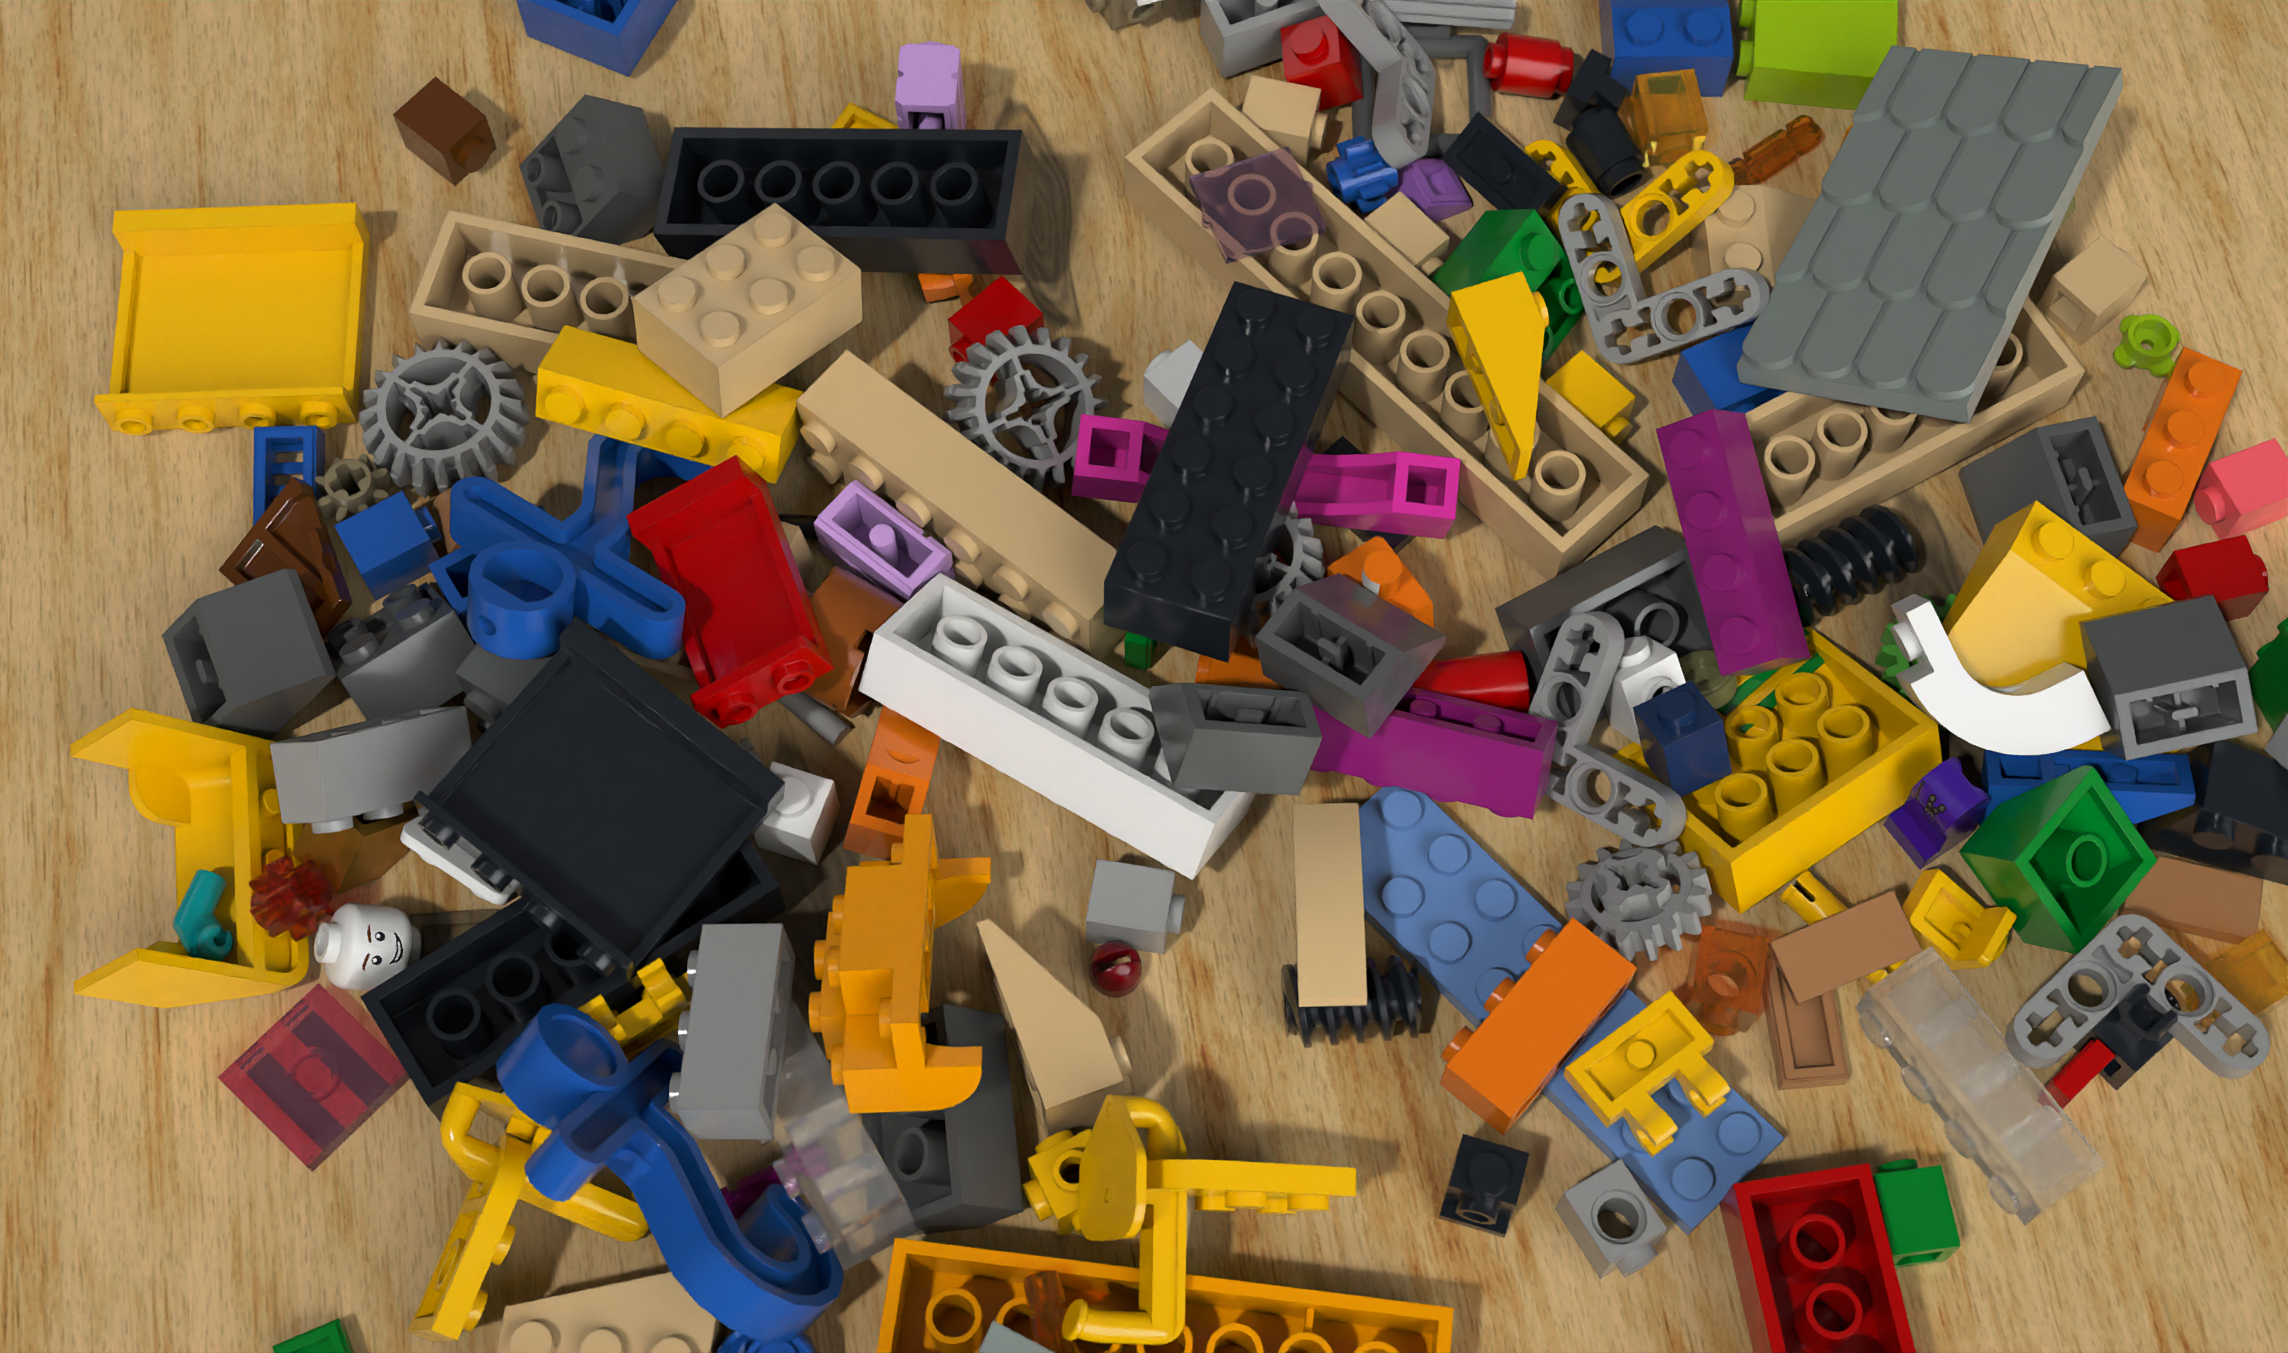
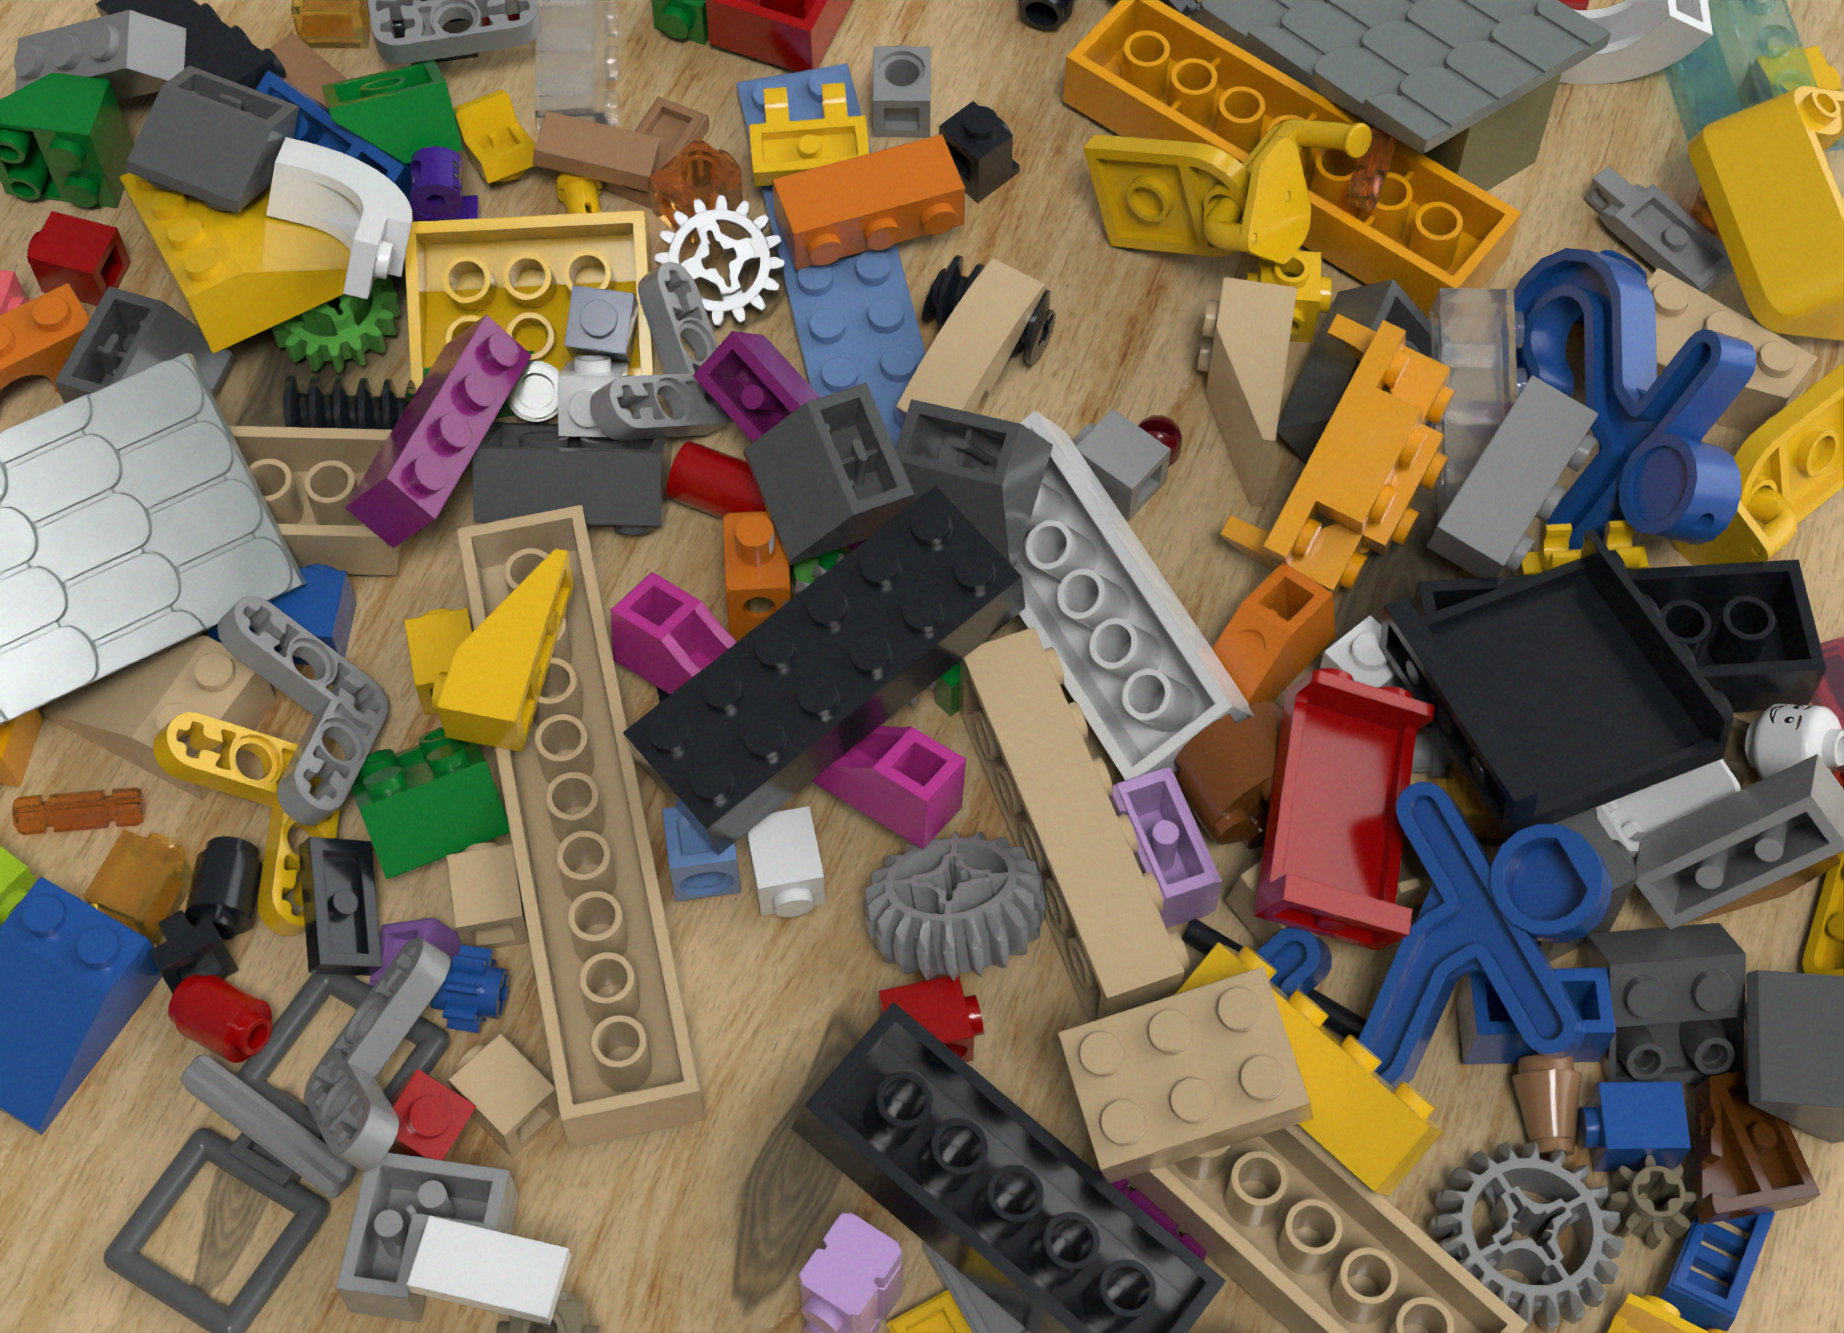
camera: 150 degrees left, 5 degrees down
(1257, 204) = (608, 962): piece -> none

